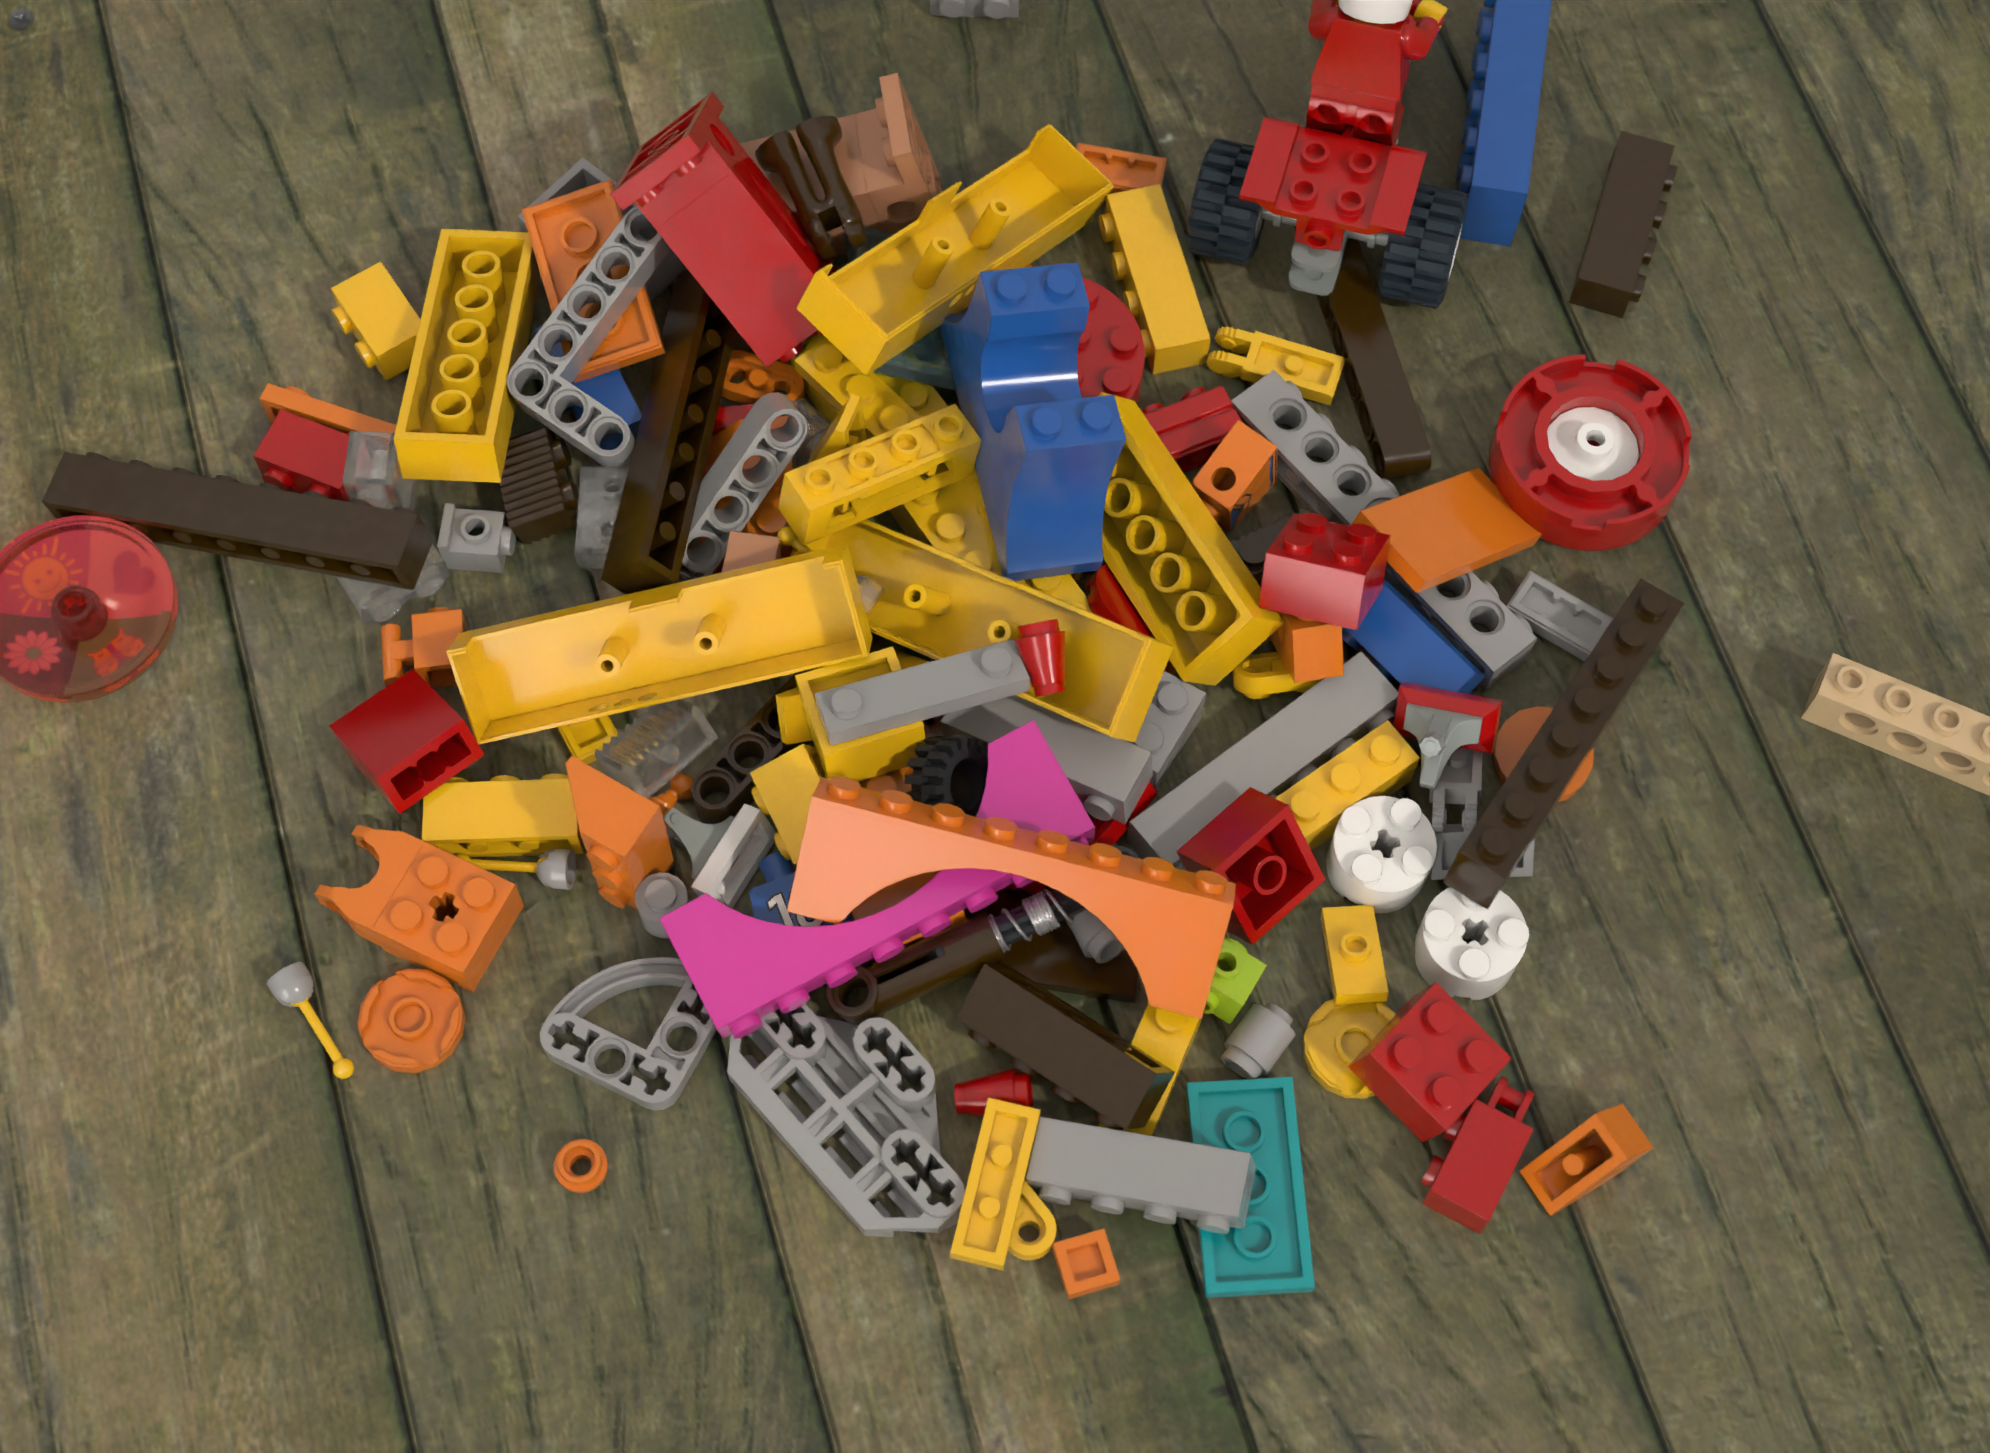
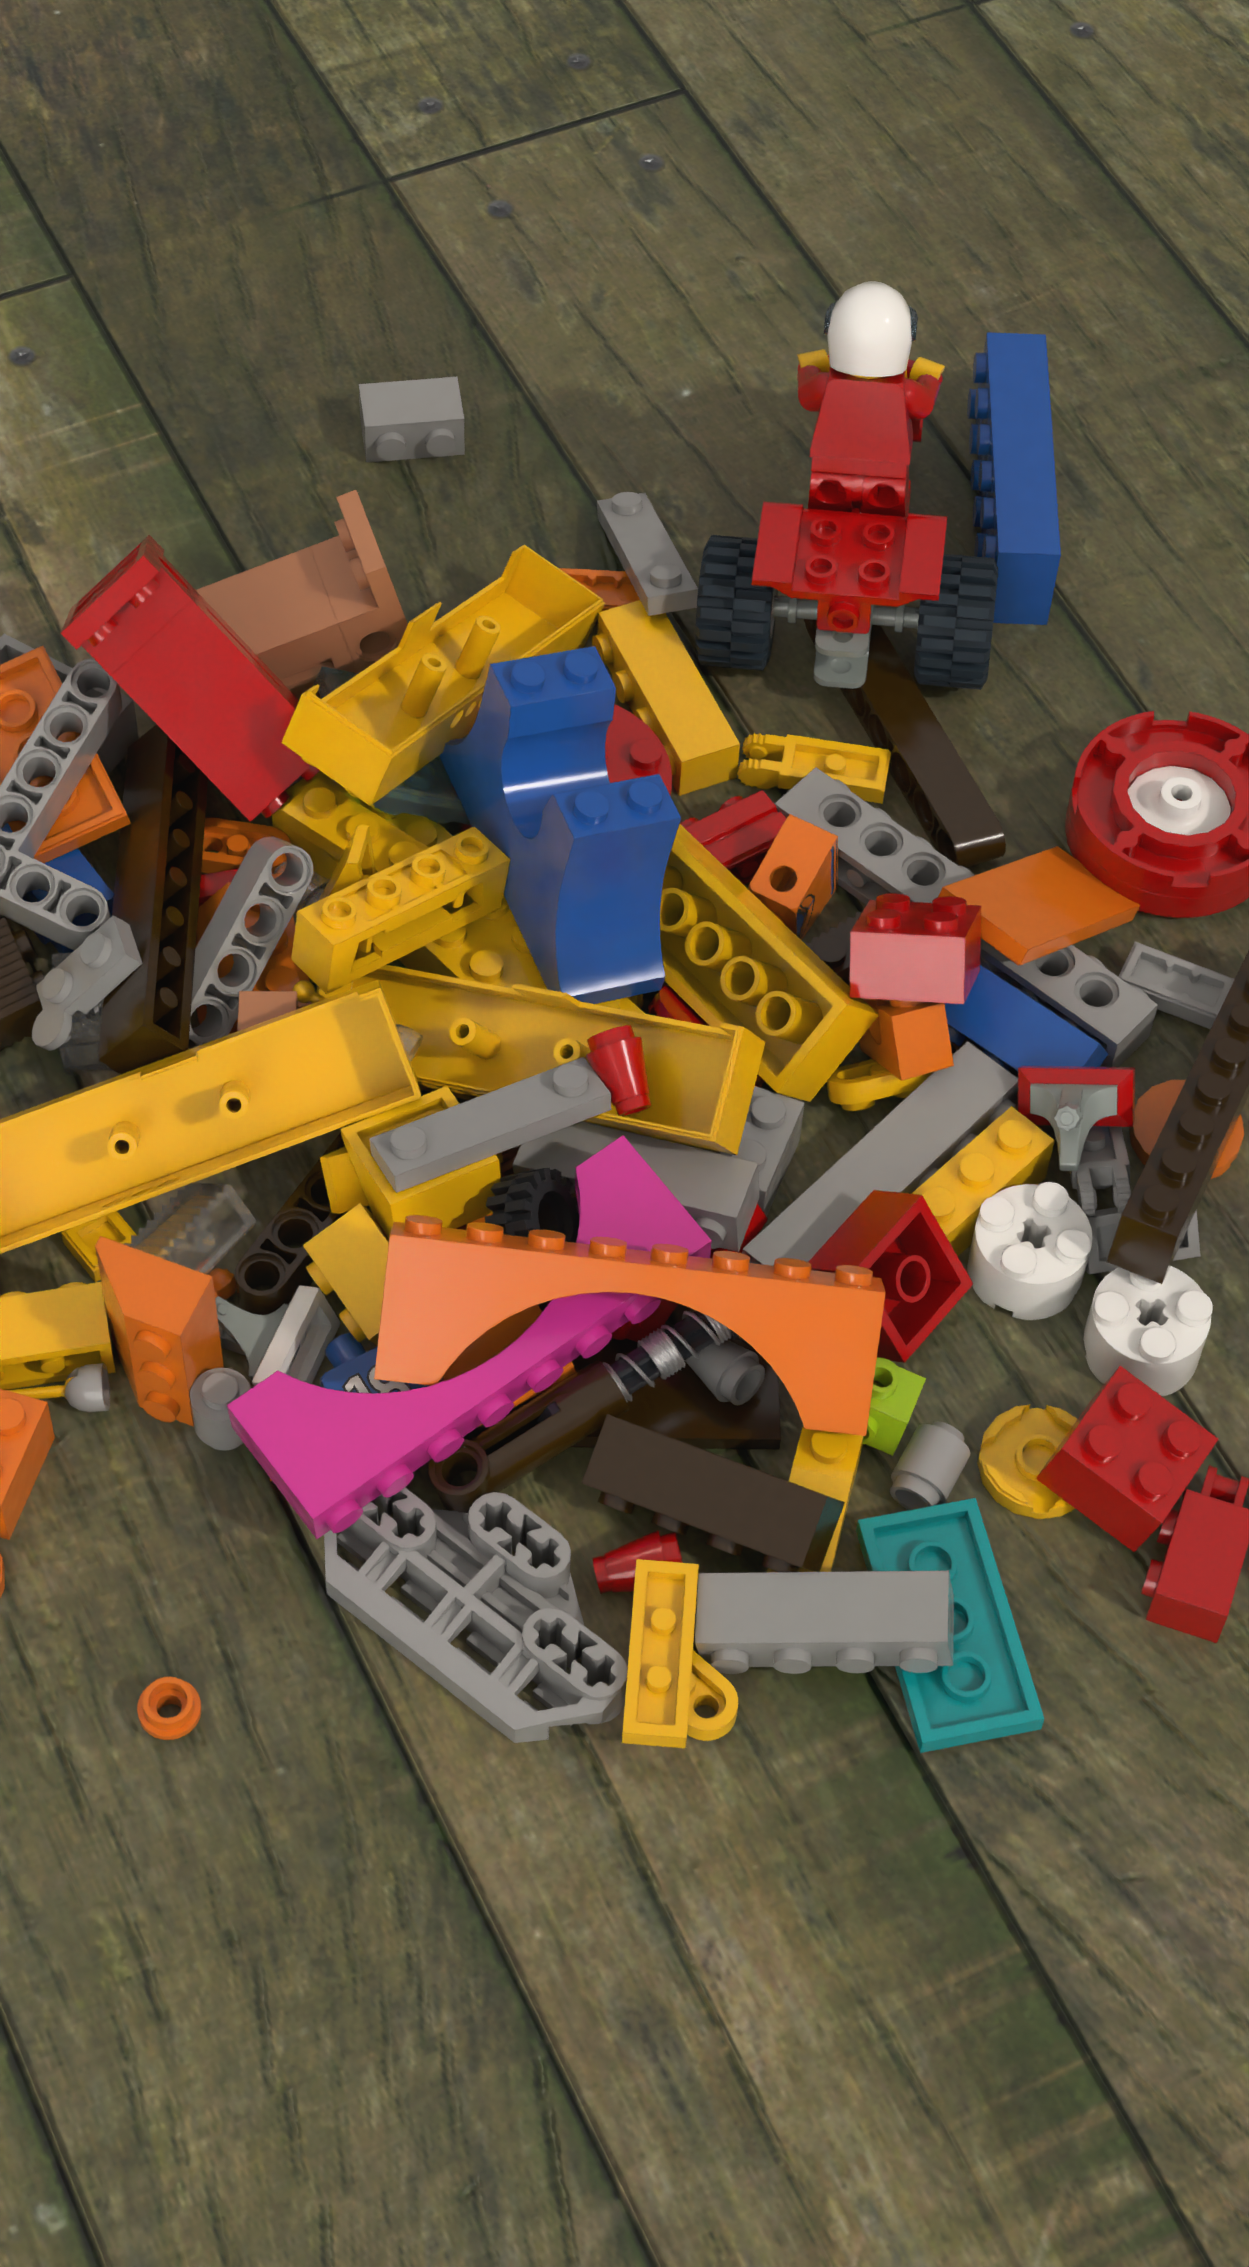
camera: 10 degrees left, 10 degrees down
(600, 502) = (84, 981): none -> light grey hinge
(657, 1057) = (237, 1582): light grey beam -> none
(838, 208) = (288, 655): dark brown piece -> none
(1086, 1263) = (778, 1732): orange plate -> none
(1160, 140) = (647, 553): none -> light grey plate
(1354, 954) = (1019, 1362): yellow plate -> none
(1623, 224) = (1165, 587): dark brown brick -> none

